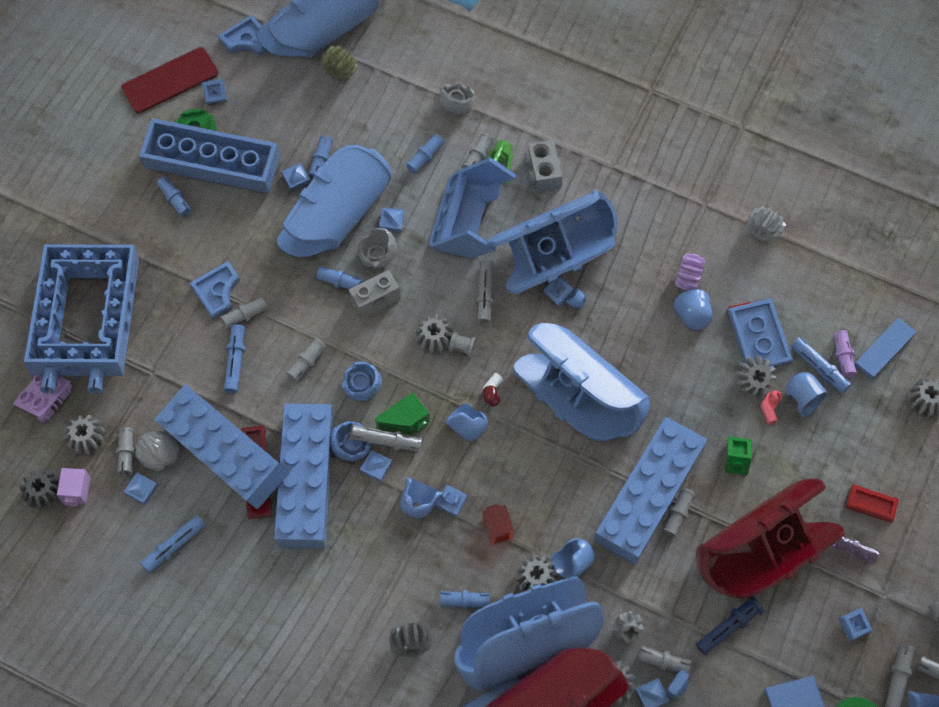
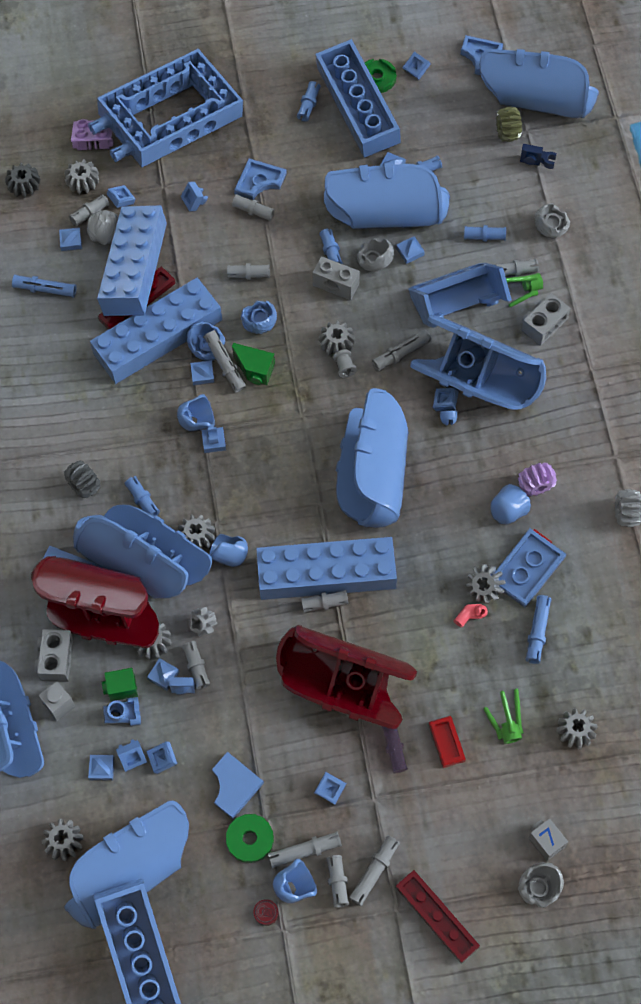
camera: 55 degrees right, 0 degrees up
(73, 486) = (39, 197): lavender brick -> none
(134, 415) = (120, 196): none -> medium blue tile
(169, 80) = (403, 33): dark red piece -> none
(189, 354) = (193, 196): none -> medium blue tile
(235, 350) = (216, 224): medium blue pin -> none
(382, 67) = (534, 155): none -> dark blue plate
(467, 422) = (282, 407): medium blue hair -> none
(489, 390) = (322, 406): dark red arm -> none
(497, 524) = (217, 481): clear red brick -> none
(738, 455) = (407, 614): green bracket -> none
(738, 616) = (231, 687): dark blue pin -> none
(805, 388) = (501, 624): medium blue helmet -> none
(844, 353) = (564, 641): lavender pin -> none
(885, 348) = (596, 670): medium blue tile -> none
(897, 447) = (510, 730): none -> bright green plant

